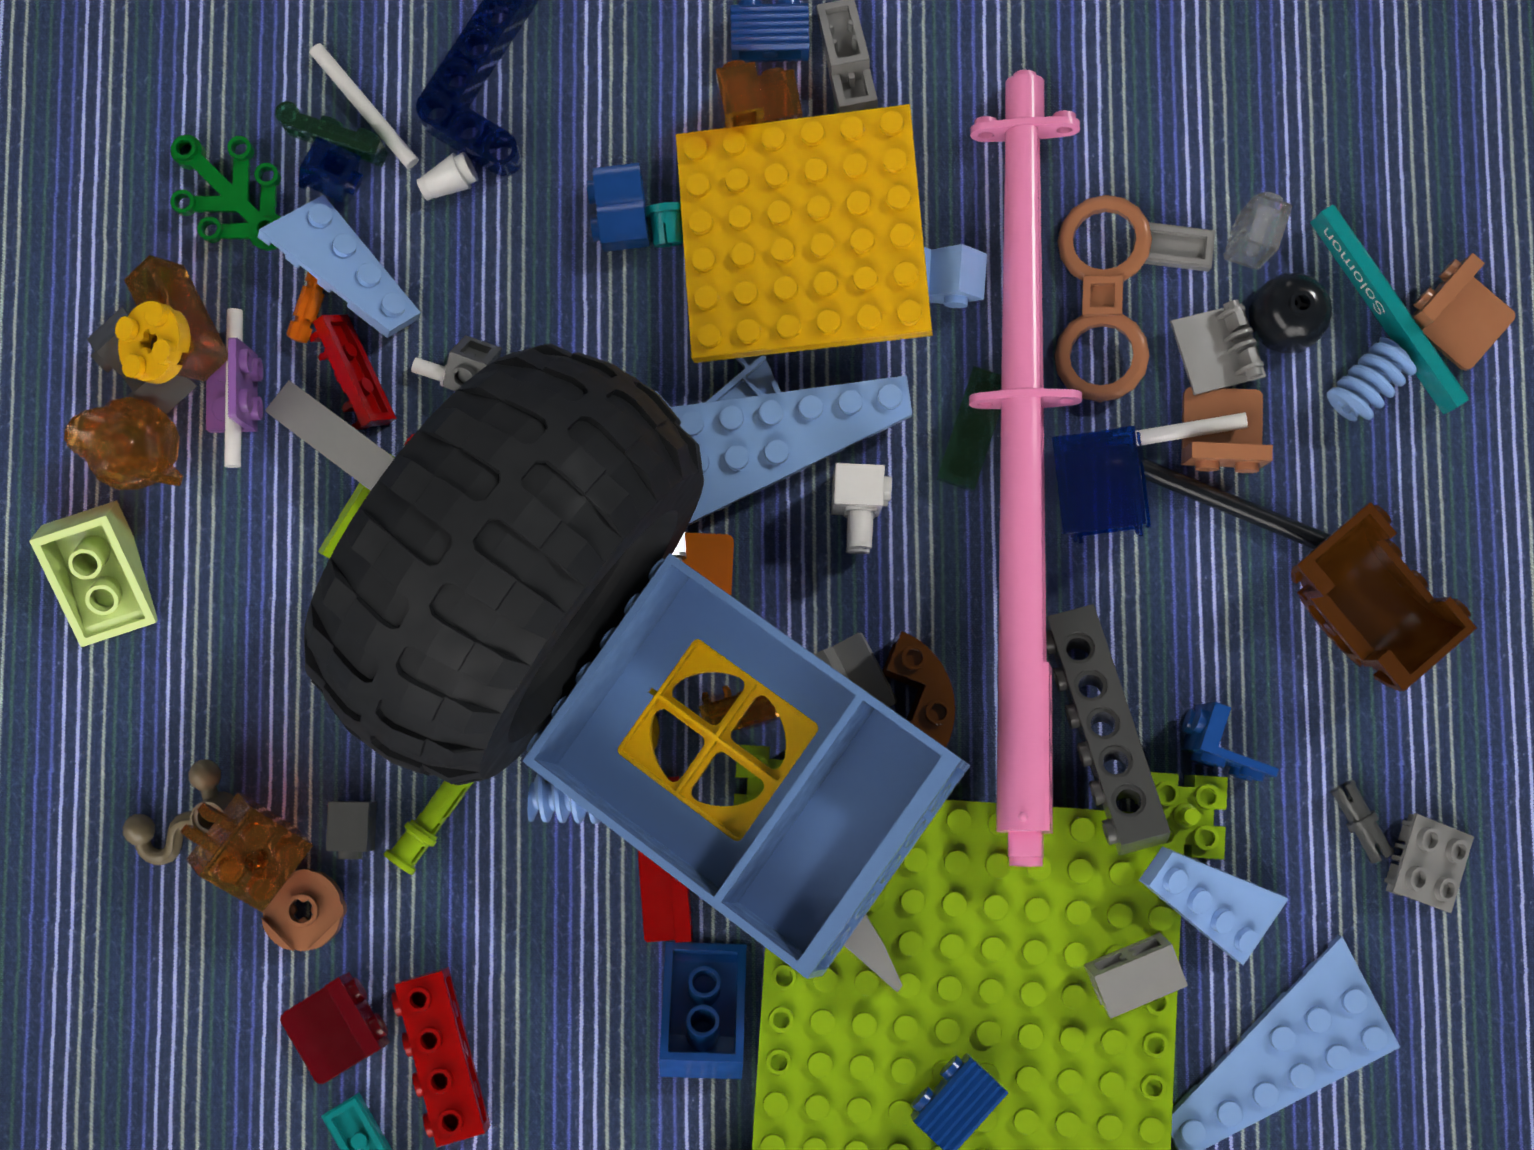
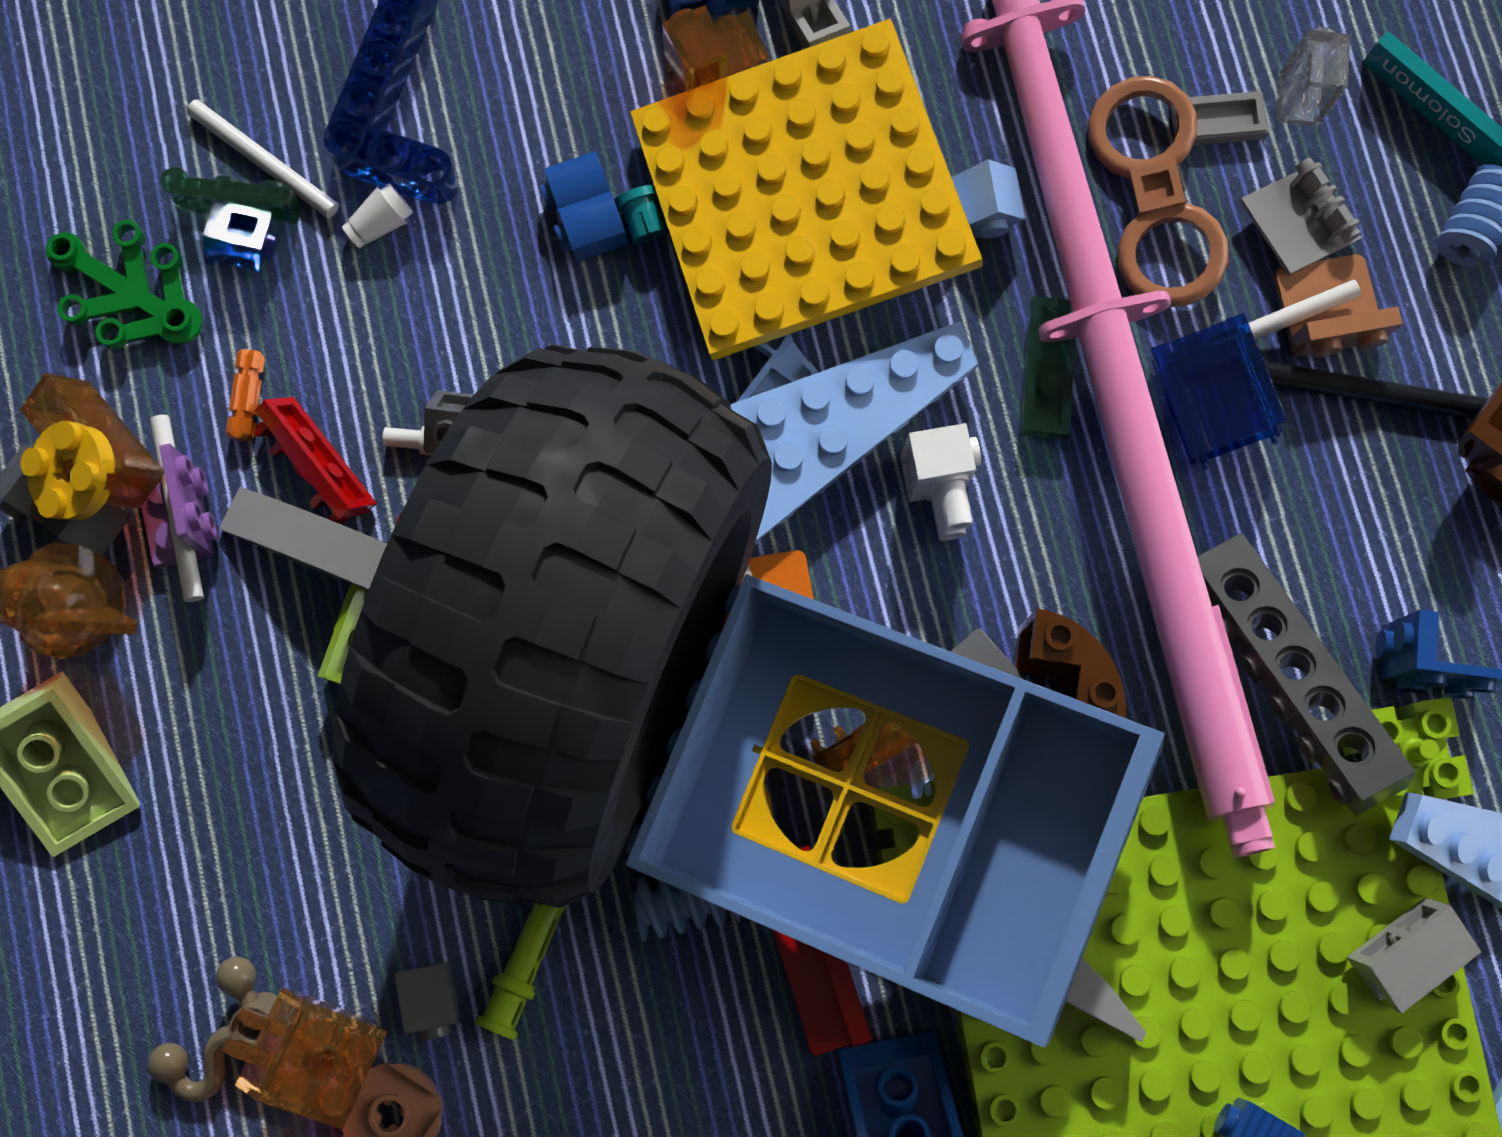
camera: 15 degrees left, 5 degrees down
(334, 254) = (260, 327): light blue wing -> none
(1290, 312) = (1371, 161): black cylinder -> none

